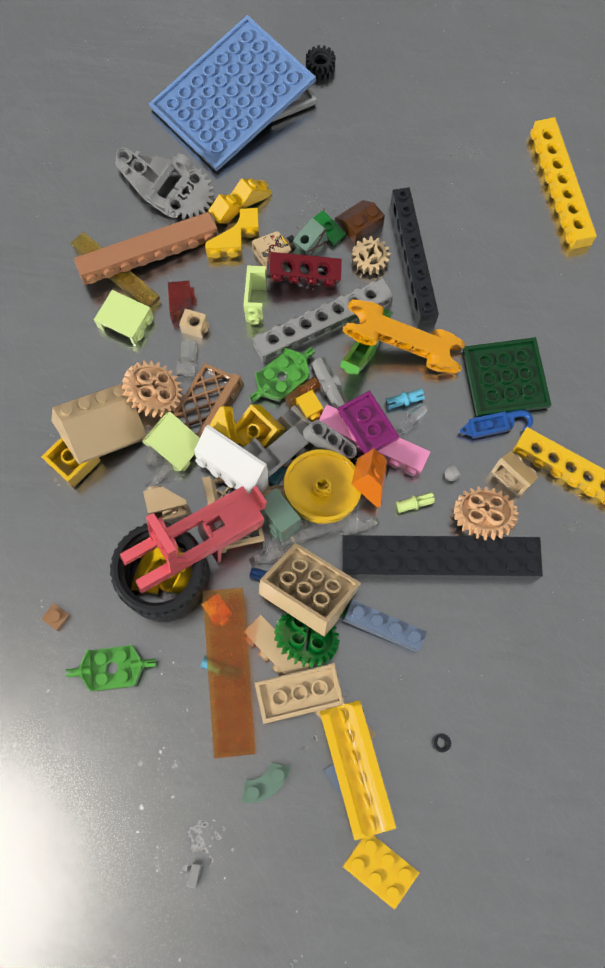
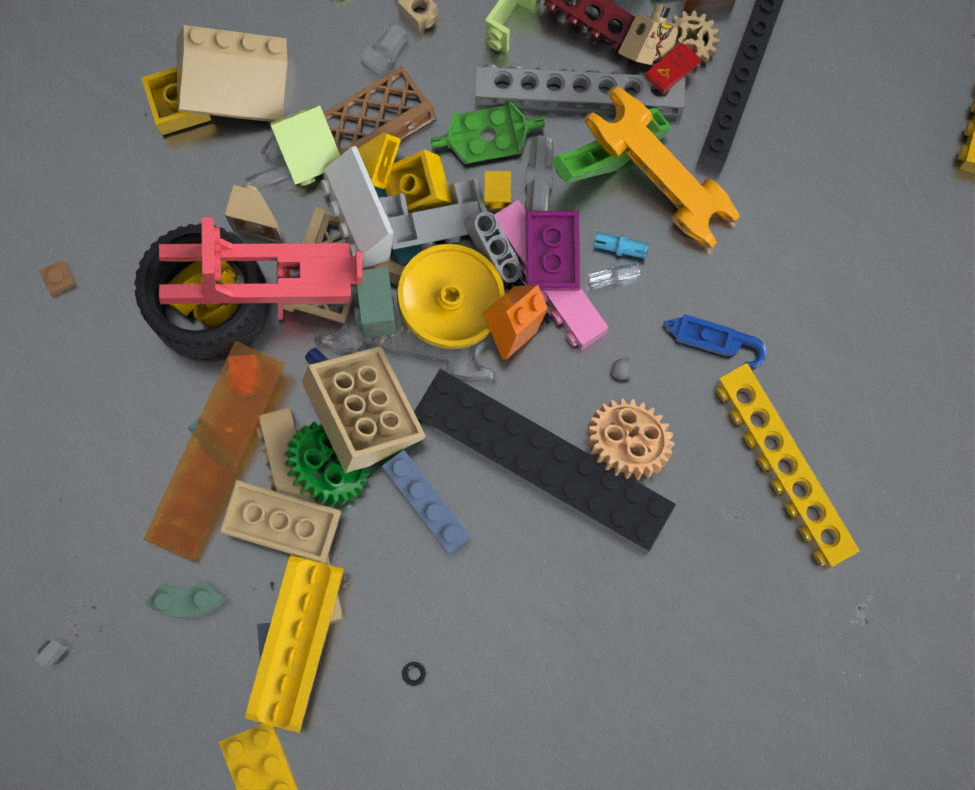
camera: 30 degrees right, 5 degrees up
(95, 664) = (70, 358): bright green plate -> none
(152, 388) = (319, 64): light nougat gear -> none
(310, 385) = (513, 164): clear orange axle -> none
(349, 265) = (649, 37): none -> tan torso
(372, 276) = (672, 68): none -> red tile
(415, 502) = (555, 379): yellowish green axle -> none
(506, 376) = (766, 287): dark green plate -> none
(514, 473) = (698, 411): tan slope -> none

